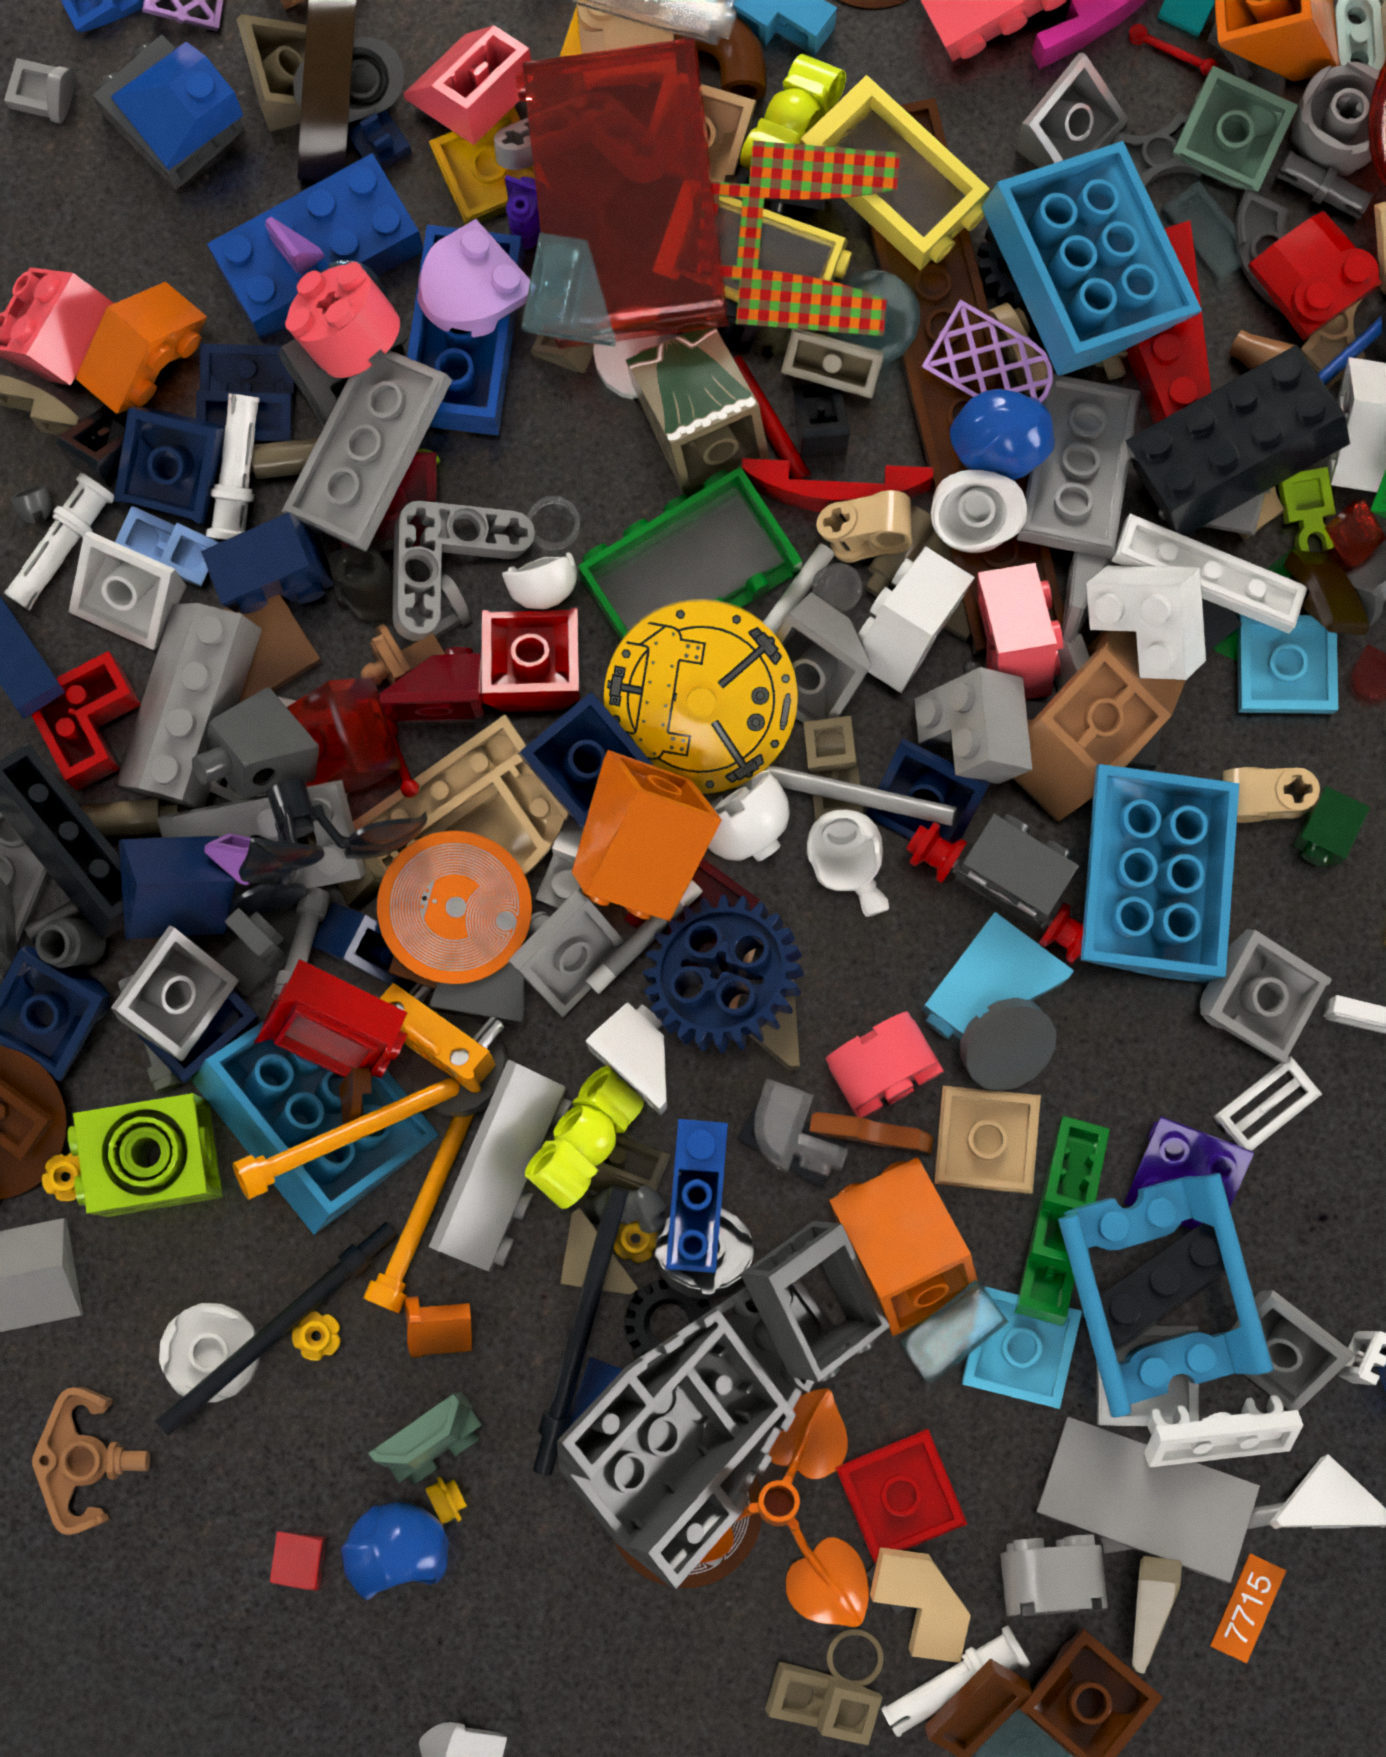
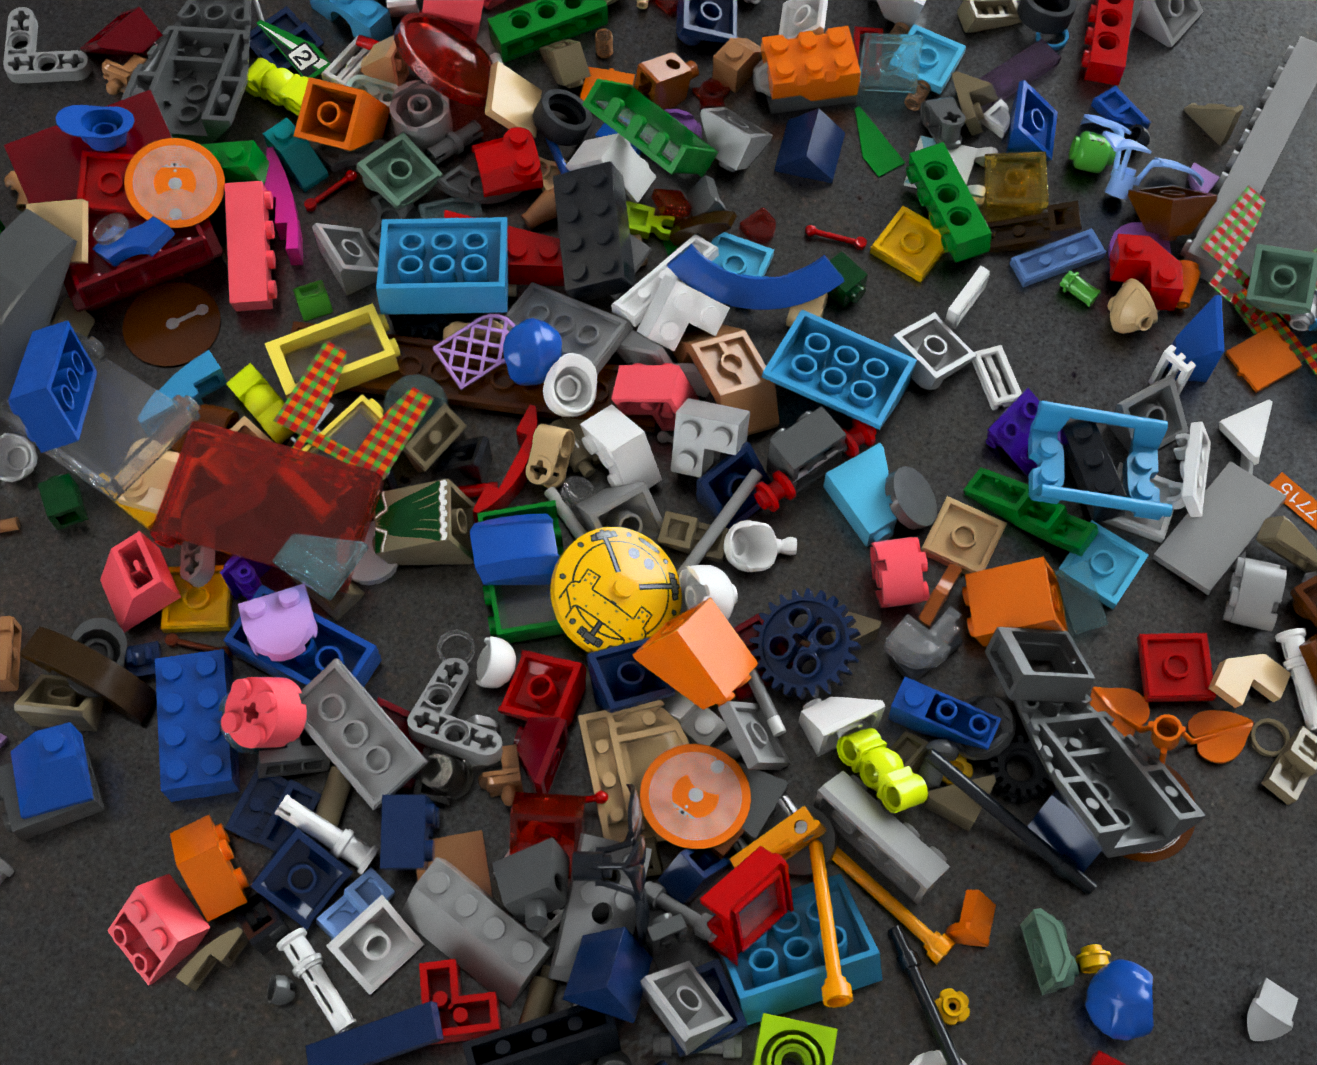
camera: 70 degrees left, 15 degrees down
(229, 853) = (606, 920): medium lavender slope -> none
(296, 249) = (195, 728): medium lavender slope -> none
(351, 1091) = (799, 911): reddish brown tile -> none
(423, 164) = (173, 640): none -> copper hinge
(704, 534) = (515, 550): none -> blue slope
(986, 107) = (313, 300): none -> bright green slope
(1241, 702) = (755, 291): none -> blue tile

